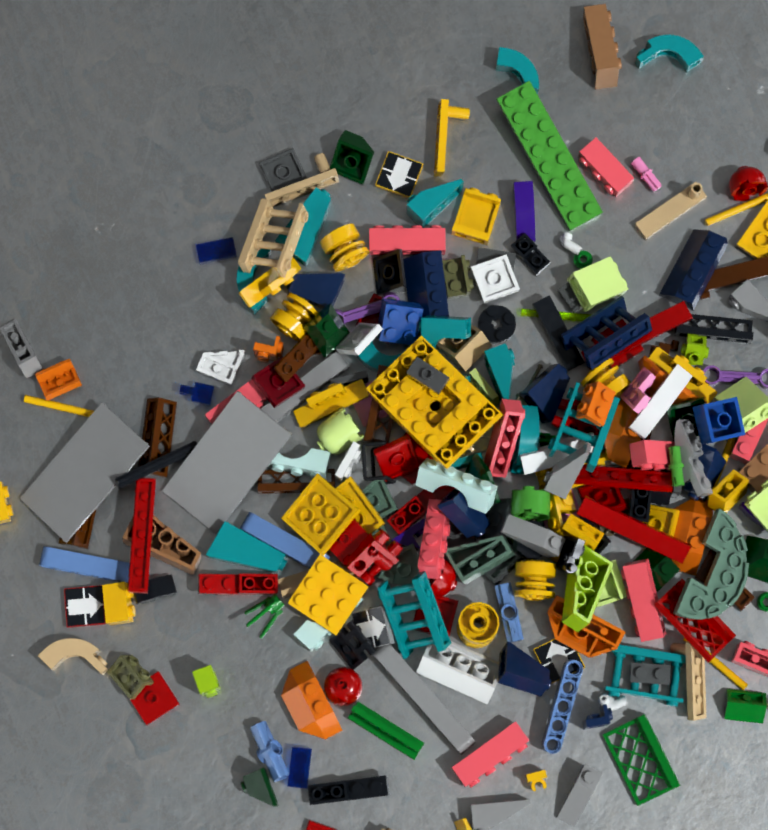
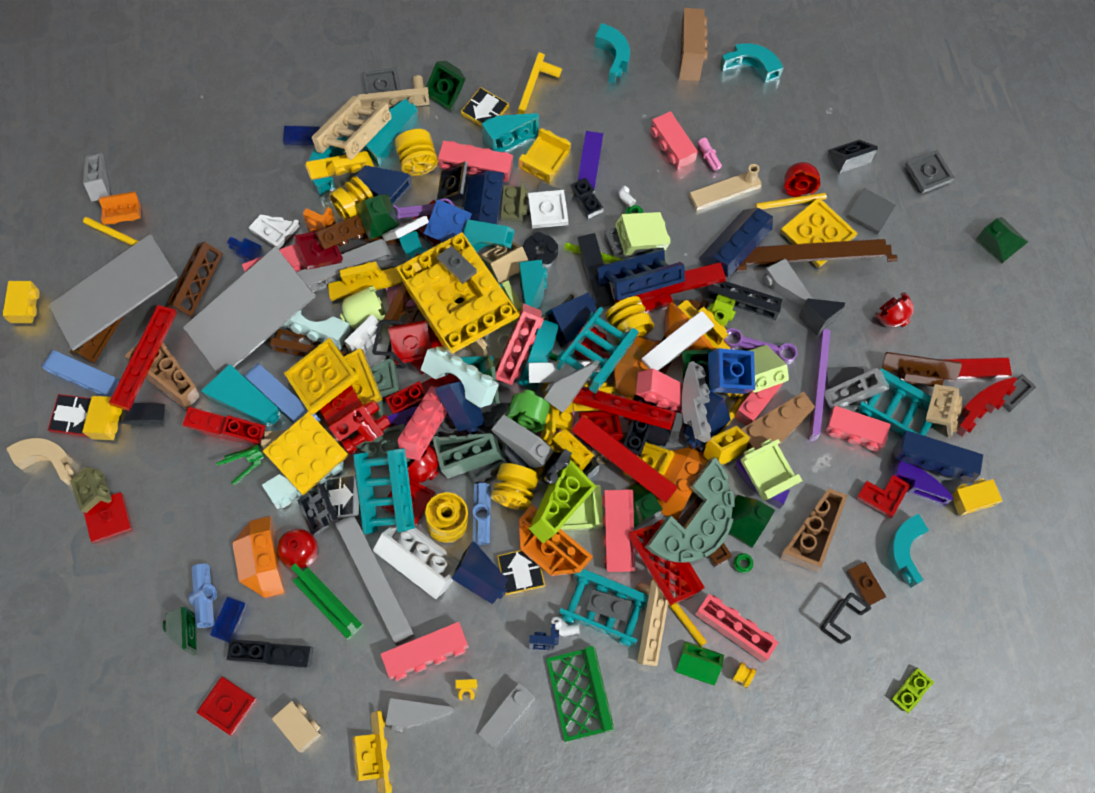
camera: 10 degrees right, 10 degrees down
(155, 465) = (176, 299): black axle -> none
(206, 681) = (161, 510): lime brick -> none
(549, 155) = (624, 119): bright green plate -> none
(560, 696) = (514, 608): medium blue beam -> none
(595, 403) = (614, 328): orange bracket -> none
(634, 393) = (656, 331): bright pink plate -> none
(676, 466) = (679, 404): bright green pin -> none

